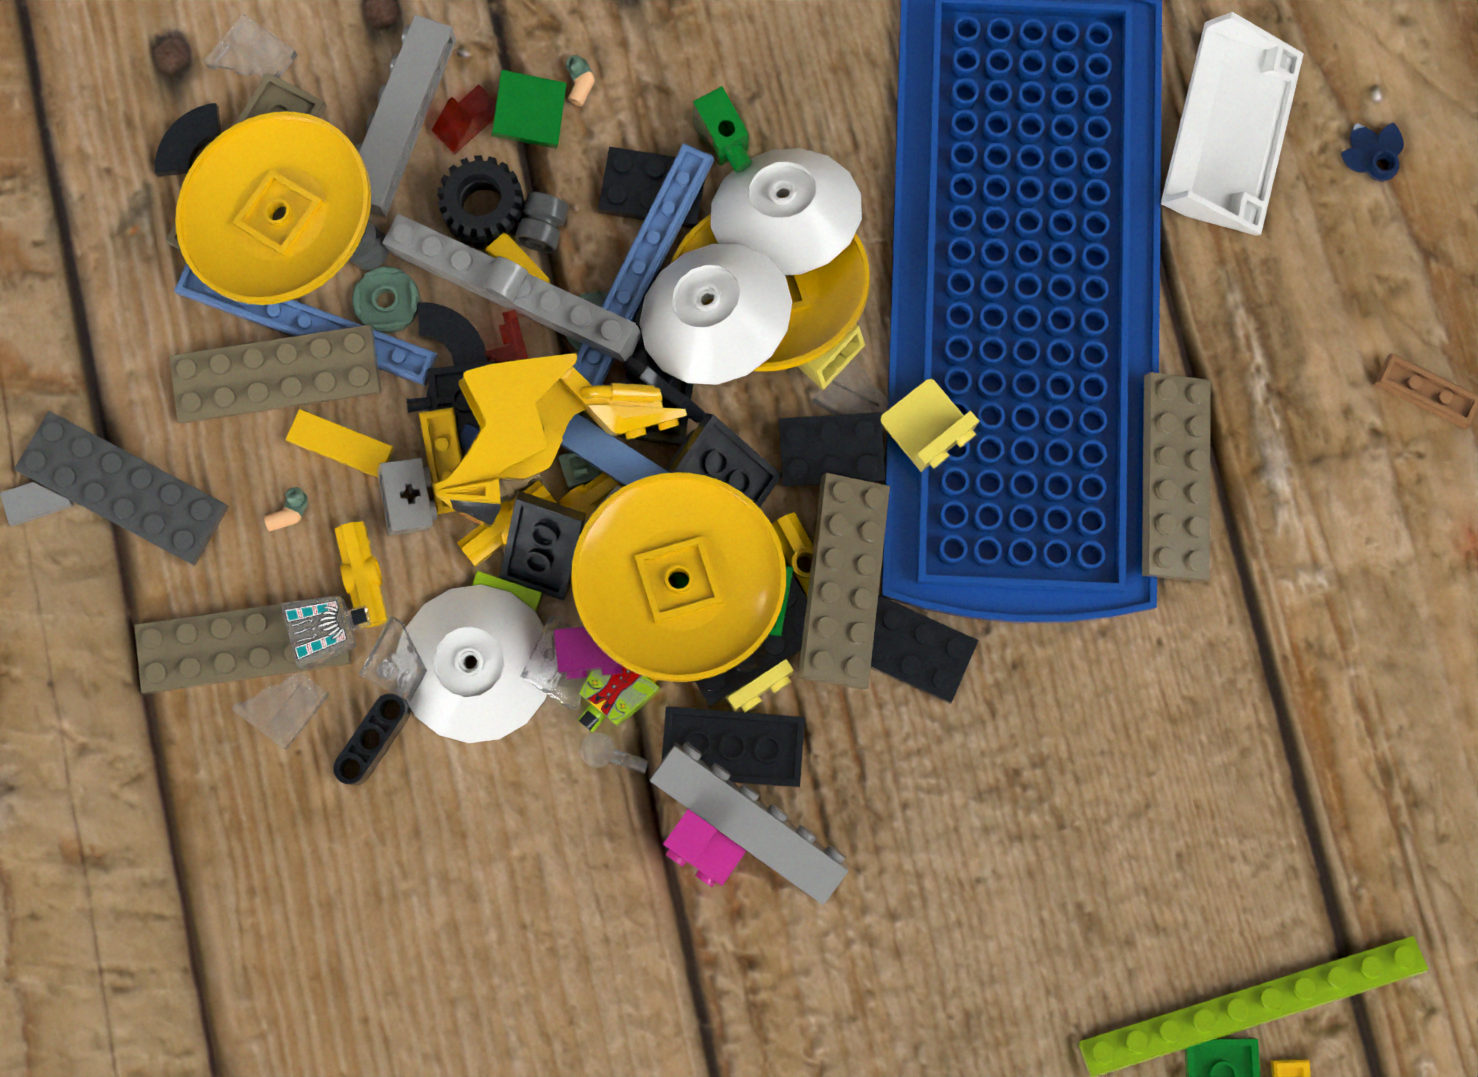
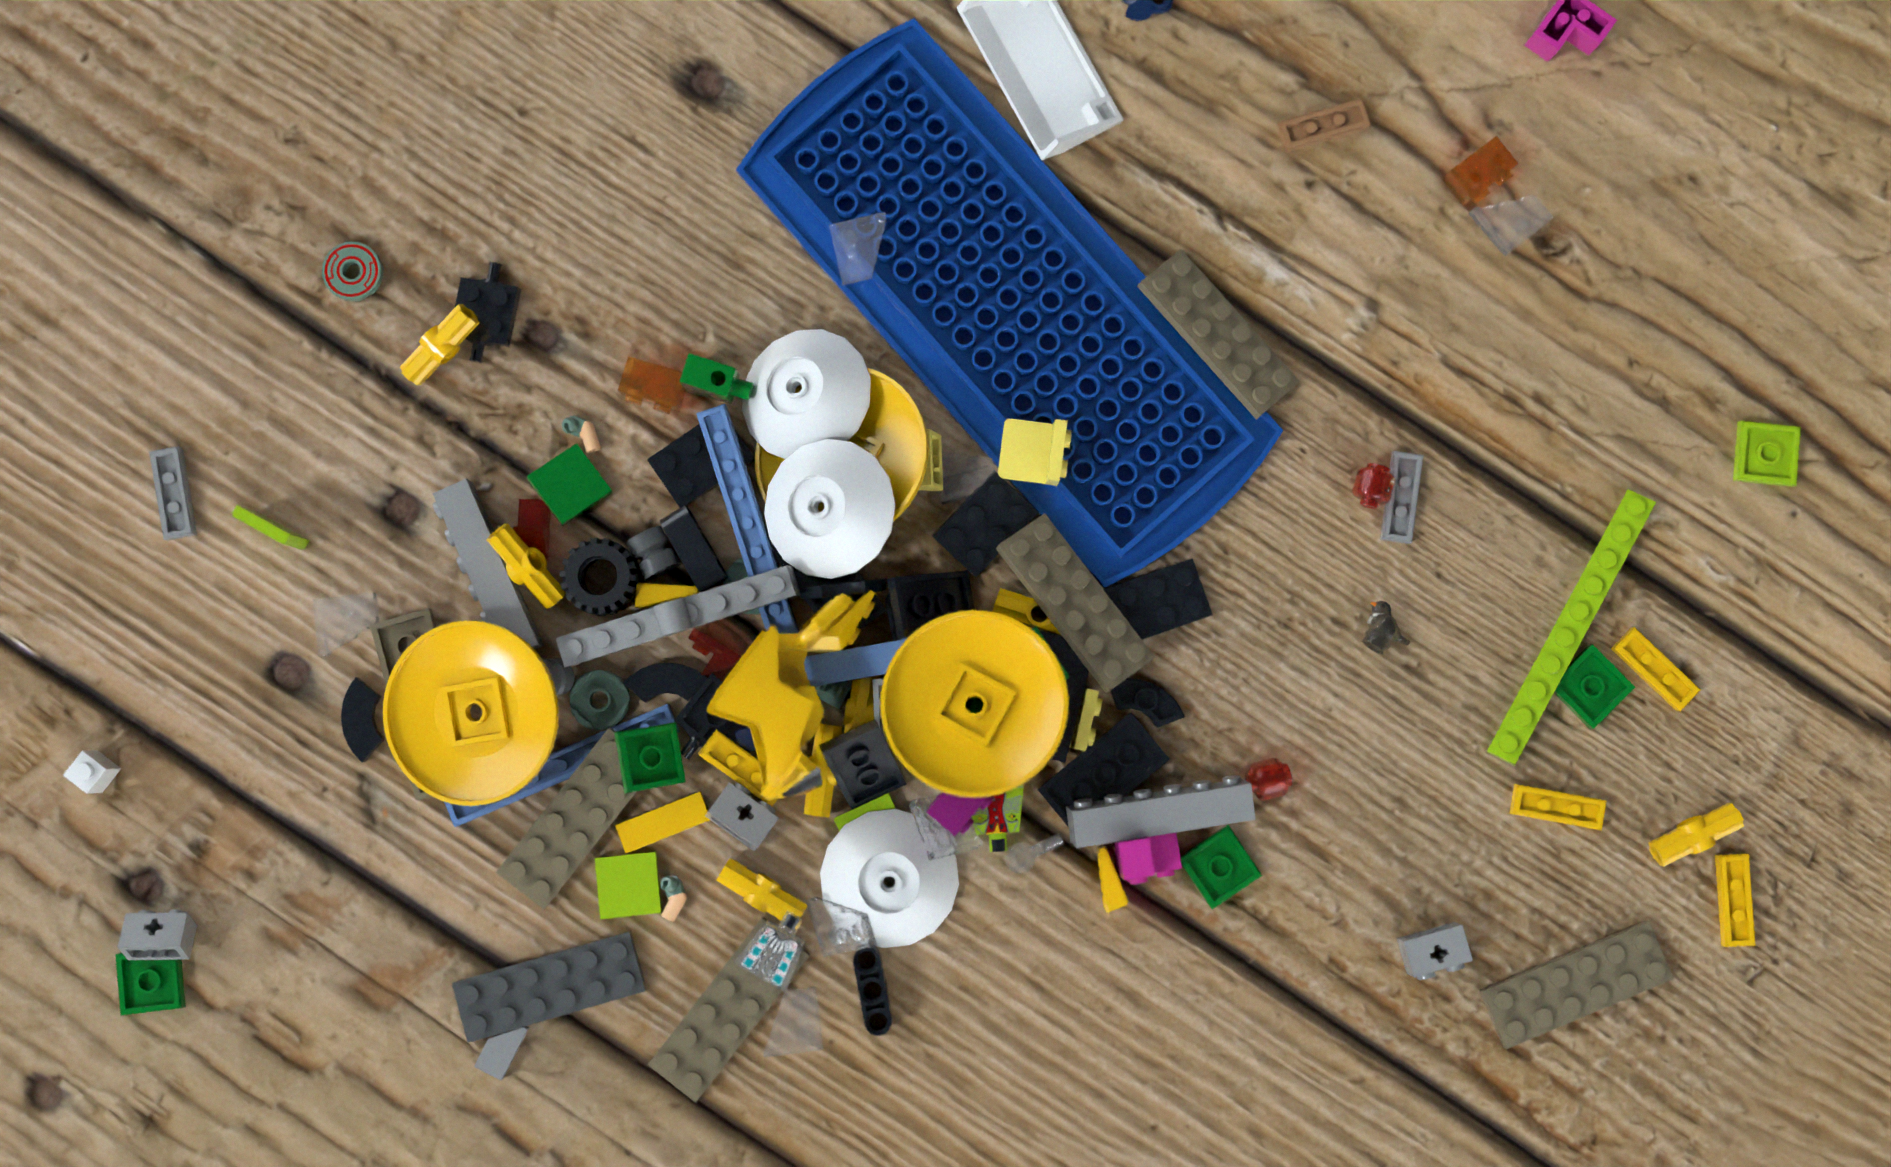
camera: 45 degrees left, 5 degrees up
(262, 467) = (628, 885): none -> lime tile
(378, 378) = (650, 757): none -> green tile
(431, 137) = (526, 566): none -> yellow piece
(577, 248) = (693, 549): none -> black beam
(649, 845) = (1111, 888): none -> yellow slope
(670, 91) = (652, 385): none -> clear orange brick
(756, 919) = (1219, 866): none -> green tile
(829, 719) = (1148, 699): none -> black tile
(868, 884) = (1269, 778): none -> clear red head
(942, 131) = (857, 246): none -> clear wing
(1085, 851) = (1382, 629): none -> clear smoke animal
(1191, 723) = (1373, 485): none -> clear red head
(1206, 758) = (1401, 510): none -> light grey tile

